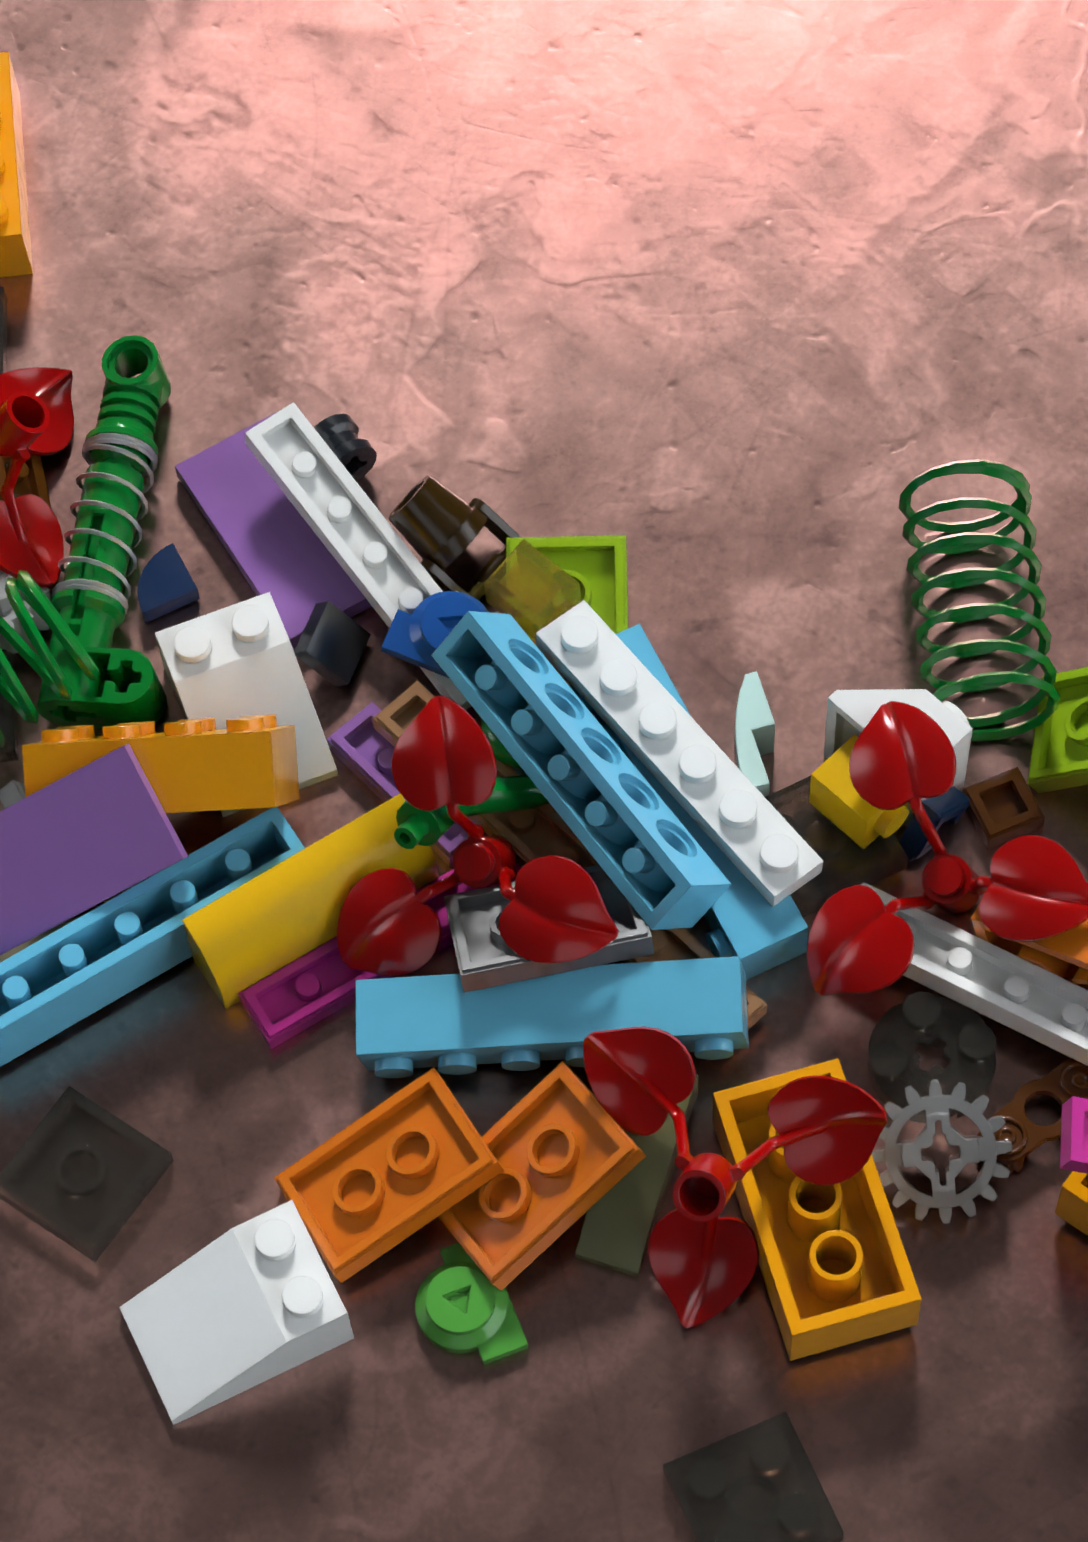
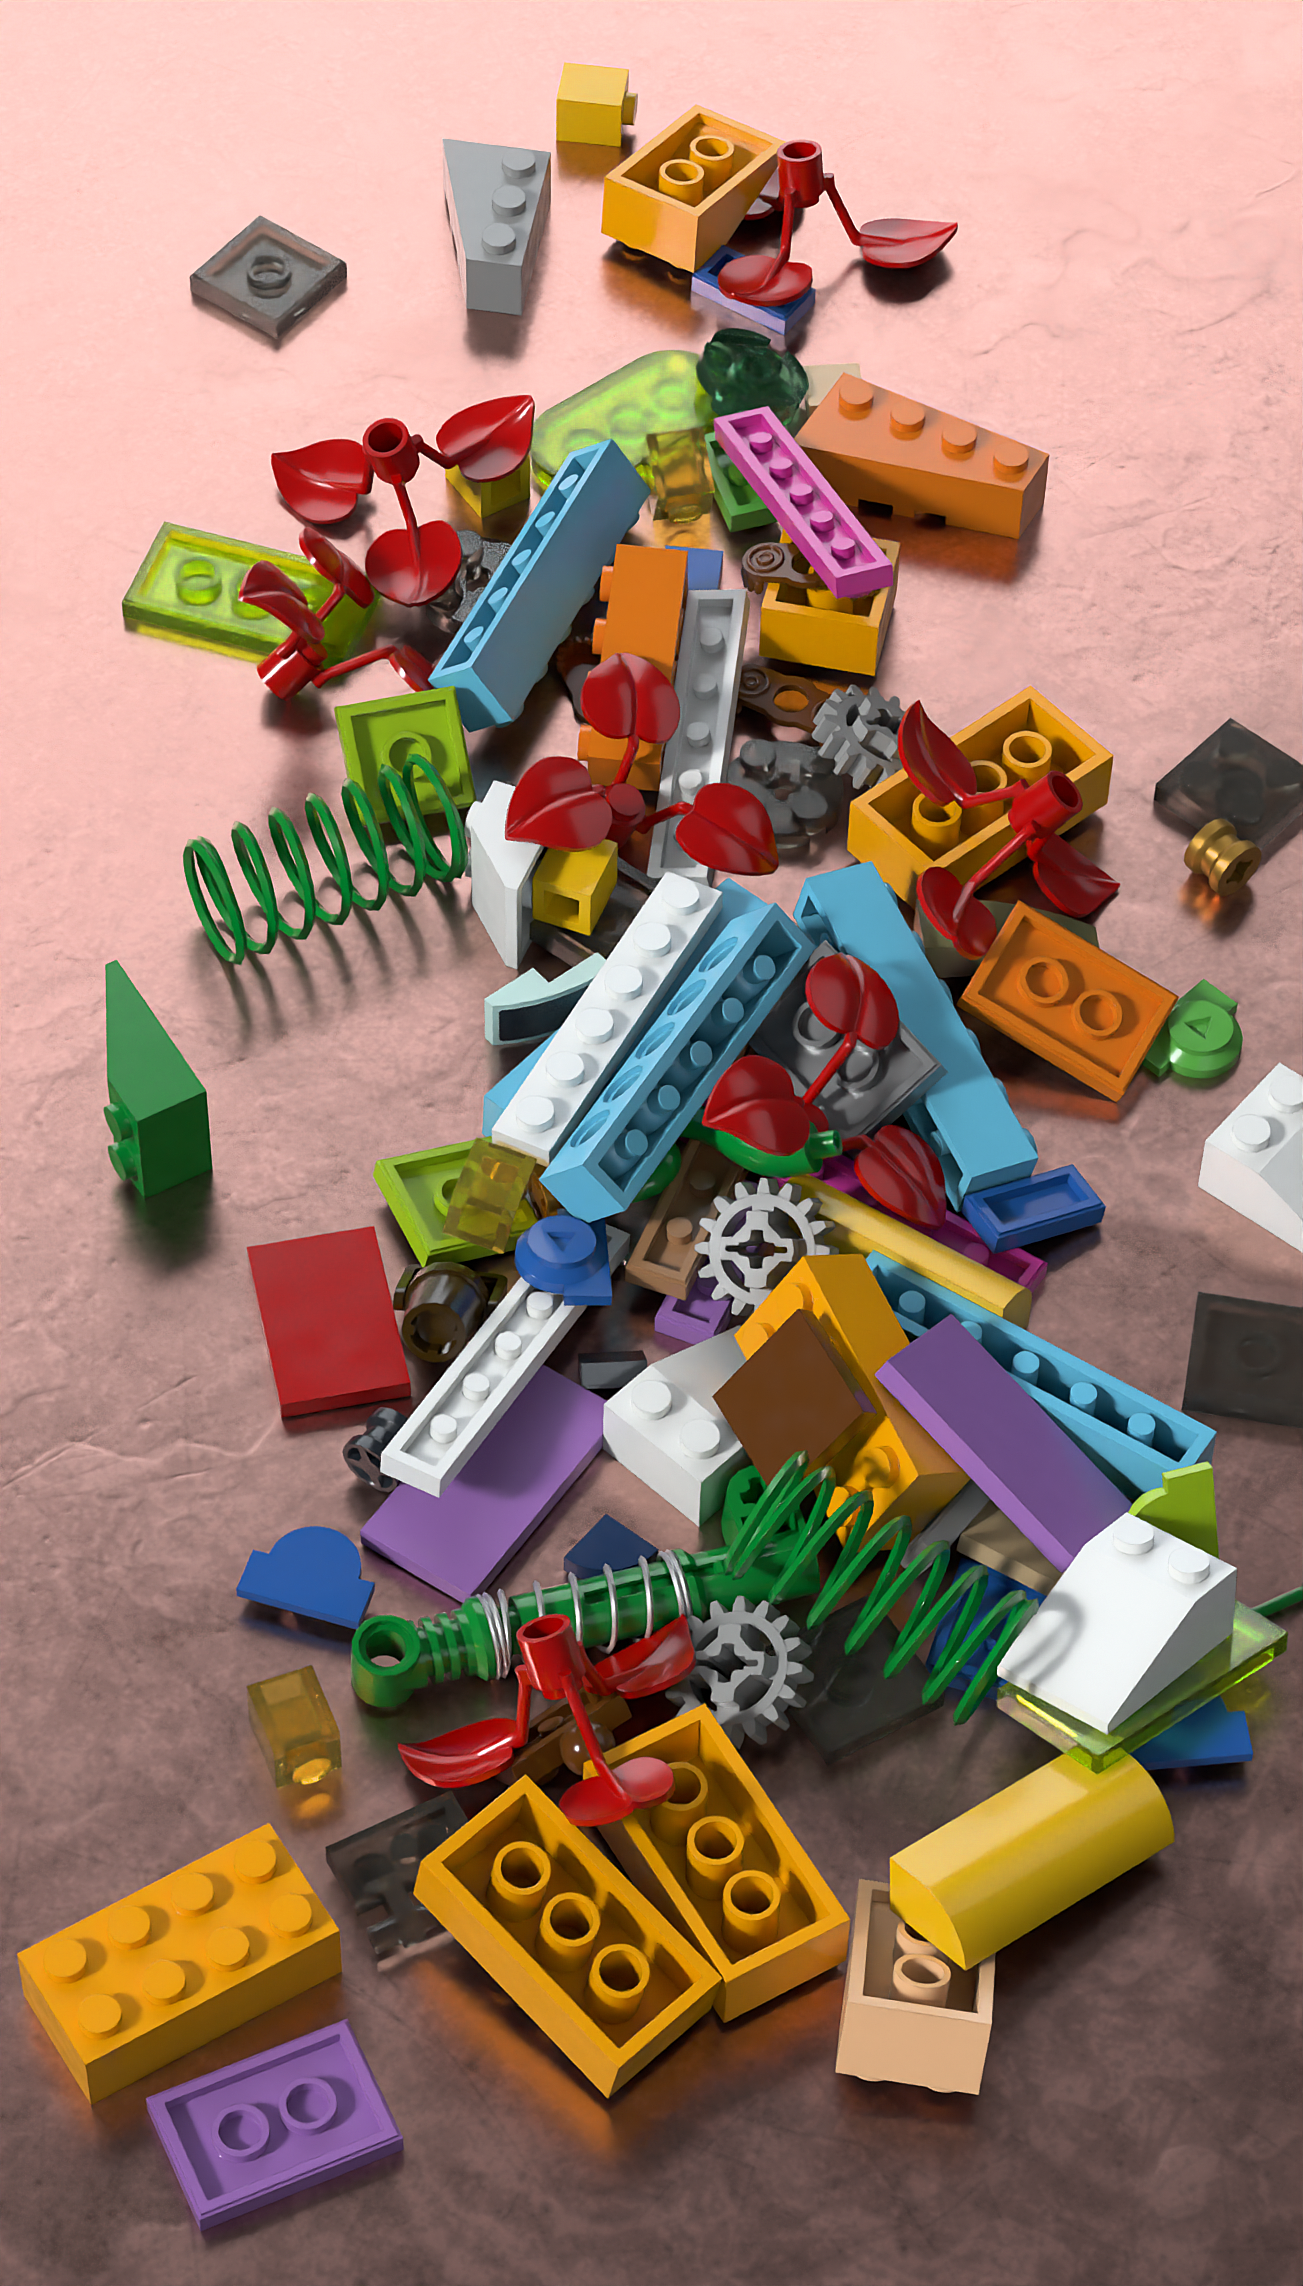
camera: 120 degrees left, 10 degrees down
(118, 303) = (294, 1727): none -> clear yellow brick
(156, 697) = (794, 1398): none -> reddish brown tile
(253, 367) = (310, 1574): none -> blue piece
(326, 1054) = (1033, 1209): none -> blue tile
(348, 777) = (763, 1224): none -> light grey gear
(388, 1174) = (1122, 1110): orange tile -> none
(514, 462) = (328, 1321): none -> red tile
(657, 1424) = (1222, 857): none -> pearl gold wheel
(786, 380) = (153, 1095): none -> green slope

